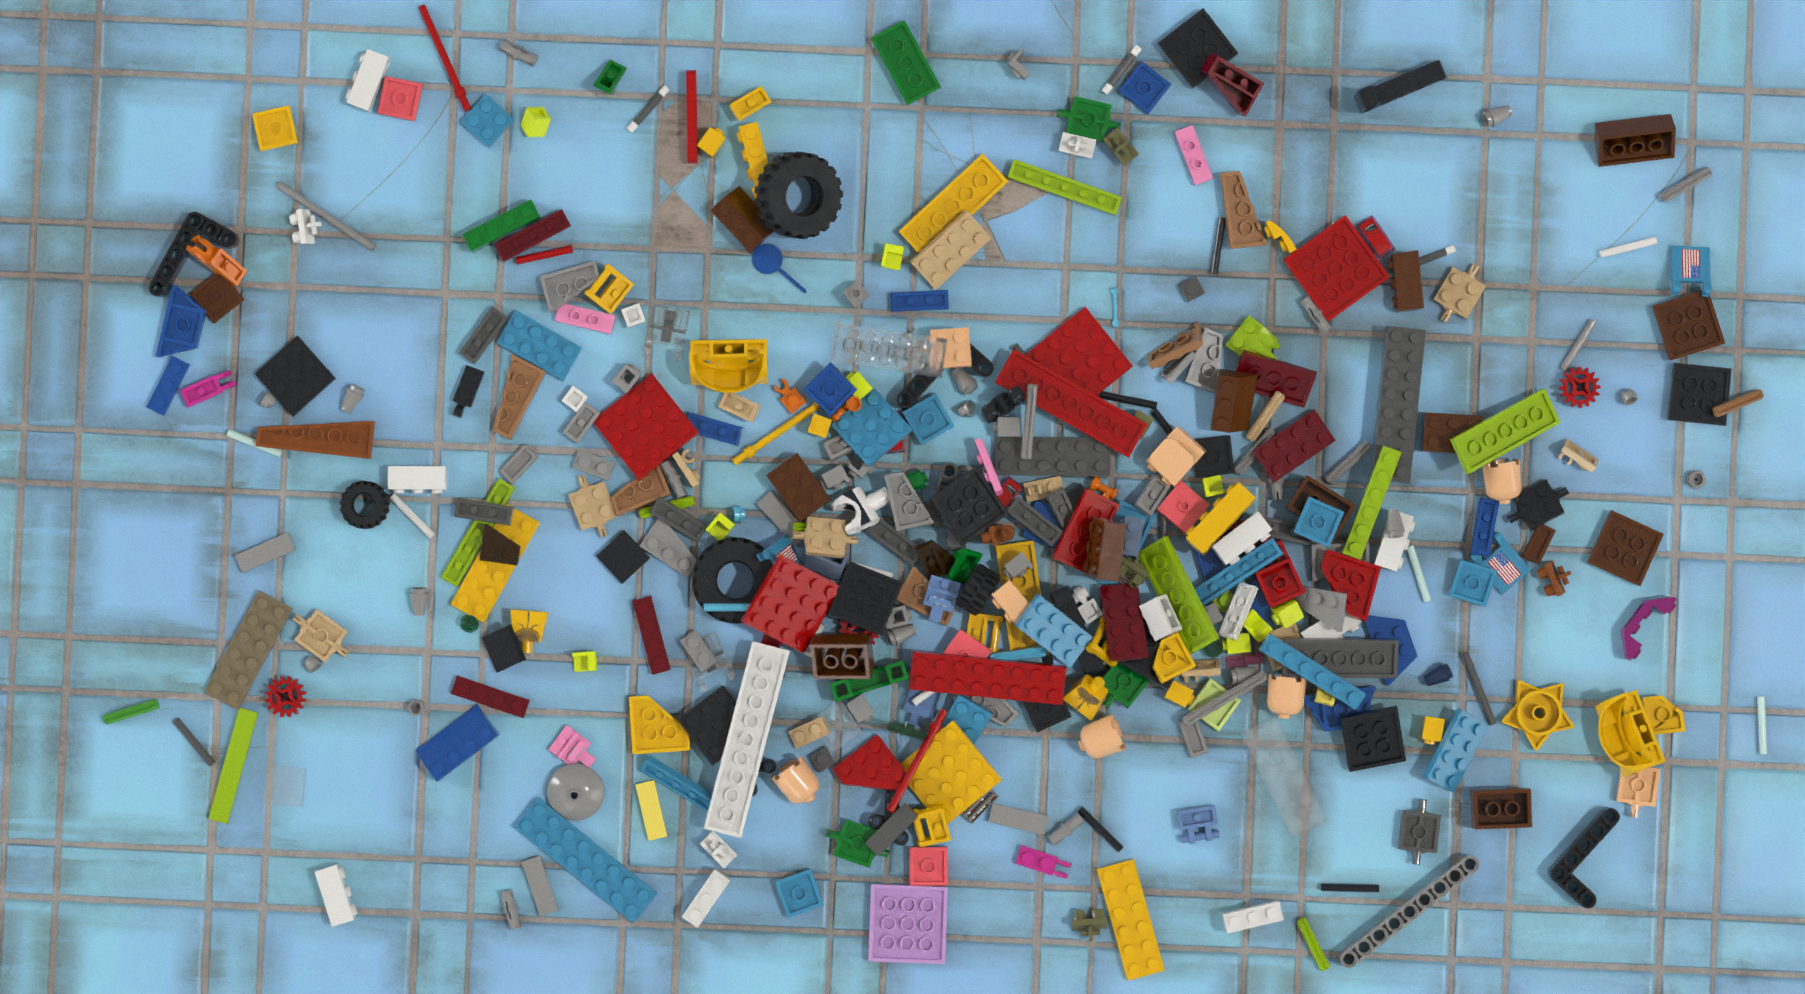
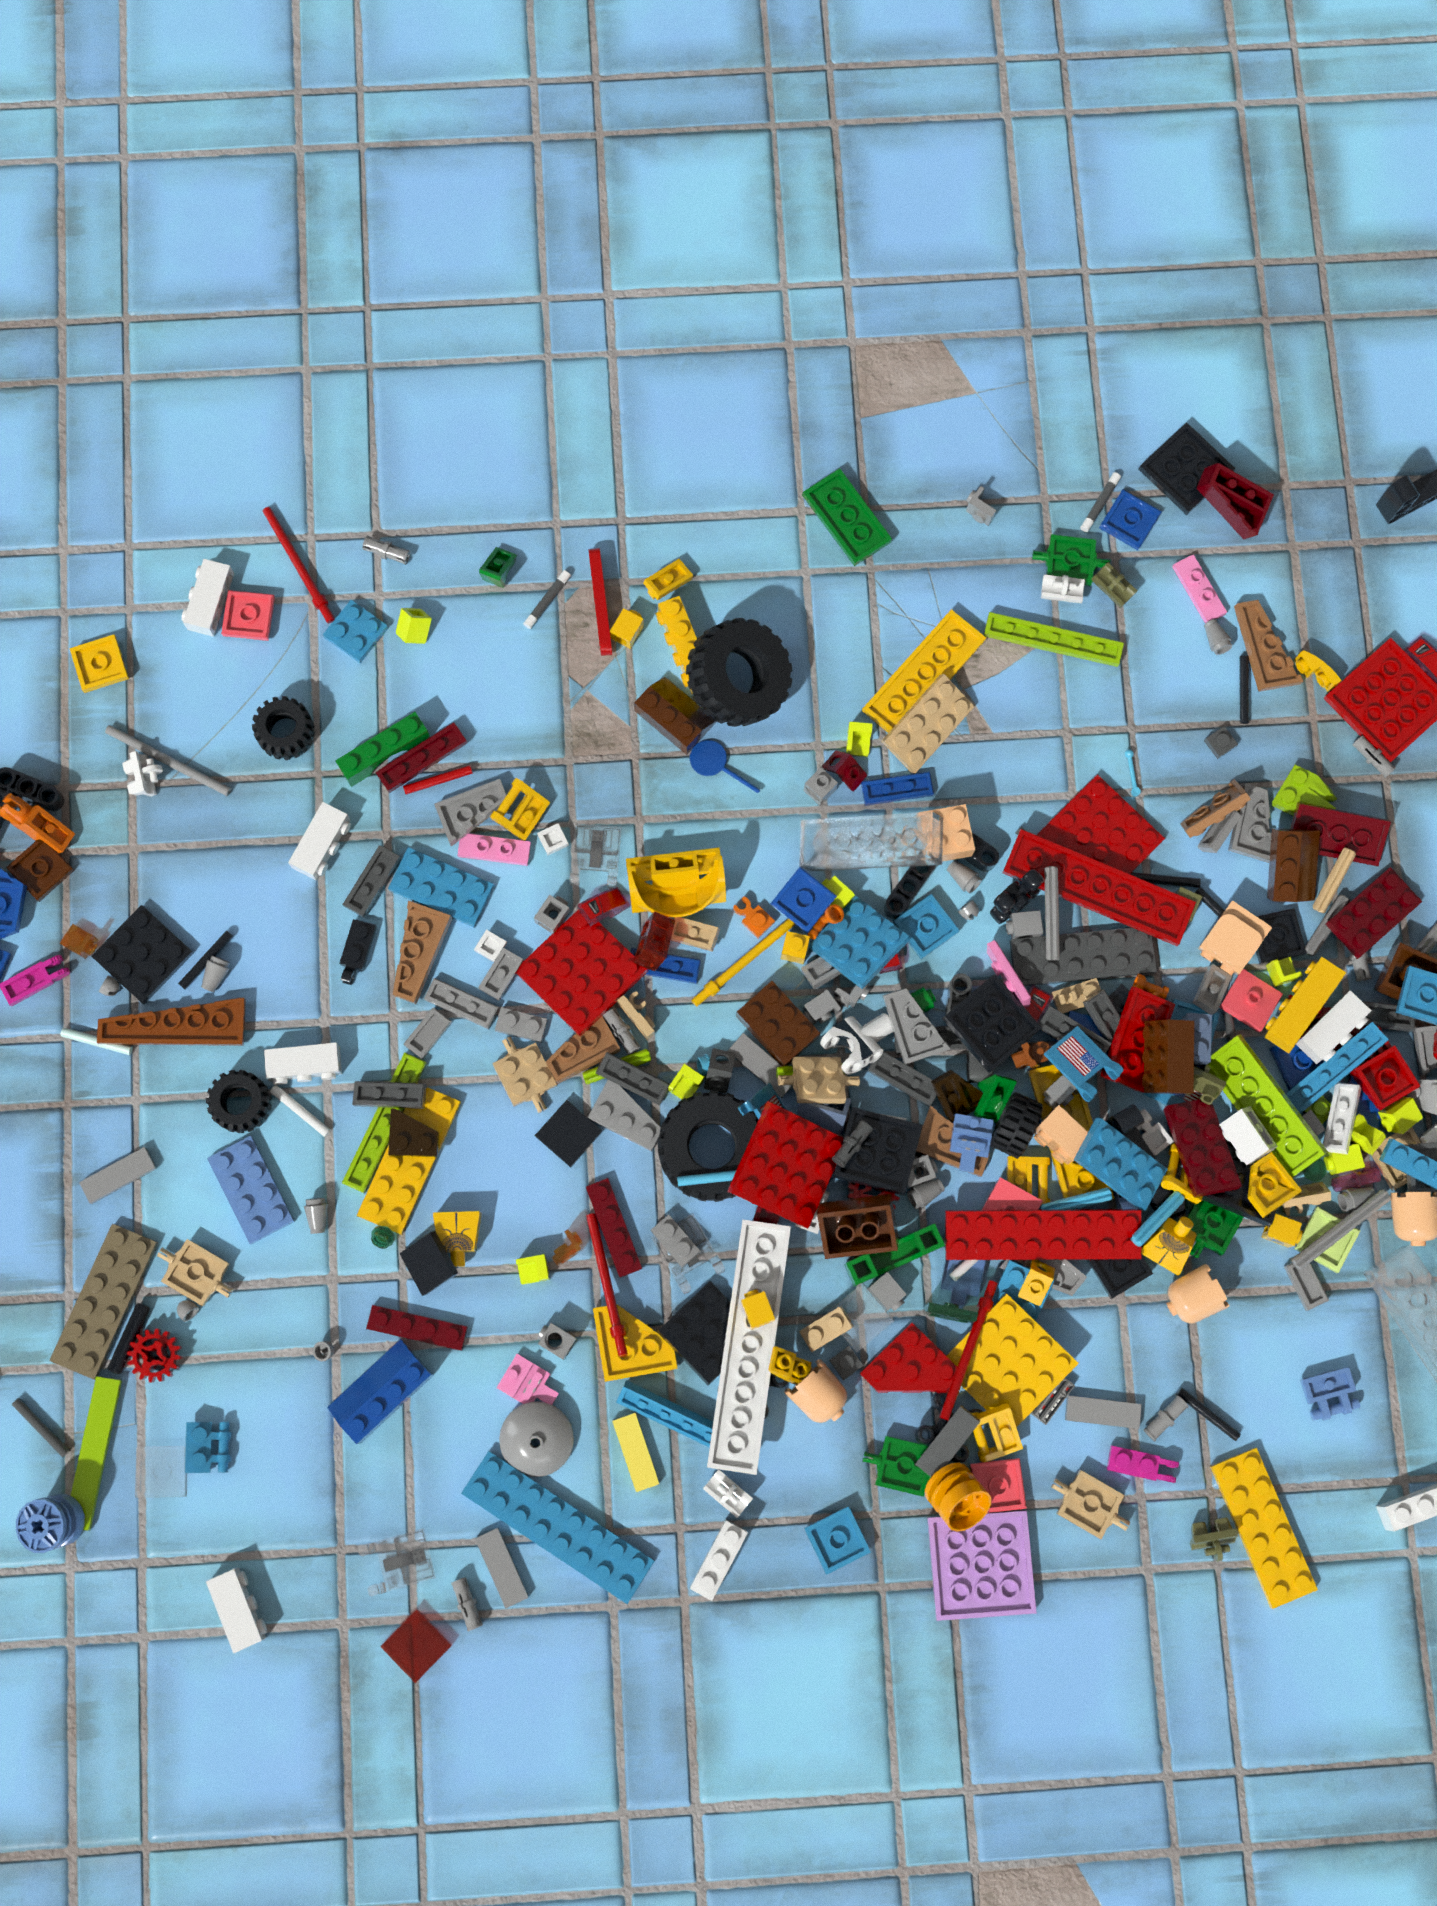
camera: 10 degrees left, 10 degrees down
(199, 815) = (50, 1523): none -> medium blue wheel
(246, 360) = (79, 941): none -> clear orange bracket
(266, 680) = (129, 1335): none -> black axle
(315, 770) = (198, 1447): none -> dark azure plate
(342, 388) = (201, 964): none -> black bar
(368, 575) = (250, 1190): none -> medium blue plate
(410, 188) = (272, 713): none -> black tyre
(445, 298) = (320, 841): none -> white brick
(464, 872) = (402, 1559): none -> clear flag
(469, 936) = (416, 1646): none -> clear red tile
(547, 442) = (461, 1003): none -> light grey tile
(606, 721) = (566, 1345): none -> light grey brick
(611, 651) = (566, 1252): none -> clear orange bracket
(646, 716) = (617, 1330): none -> red bar
(669, 375) = (603, 905): none -> slope
(706, 411) = (654, 941): none -> clear red brick
(747, 524) = (719, 1074): none -> dark grey bracket
(755, 712) = (757, 1309): none -> yellow brick
(775, 758) = (788, 1366): none -> yellow slope
(844, 591) = (852, 1144): none -> dark grey pin
(879, 281) = (847, 769): none -> dark red bracket
(894, 871) = (957, 1497): none -> light orange wheel
(977, 714) = (1037, 1282): none -> yellow bracket
(998, 887) = (1090, 1504): none -> tan plate
(1033, 543) = (1080, 1060): none -> dark azure flag
(1078, 675) = (1157, 1218): none -> medium azure axle
(1202, 201) = (1218, 639): none -> light grey cone

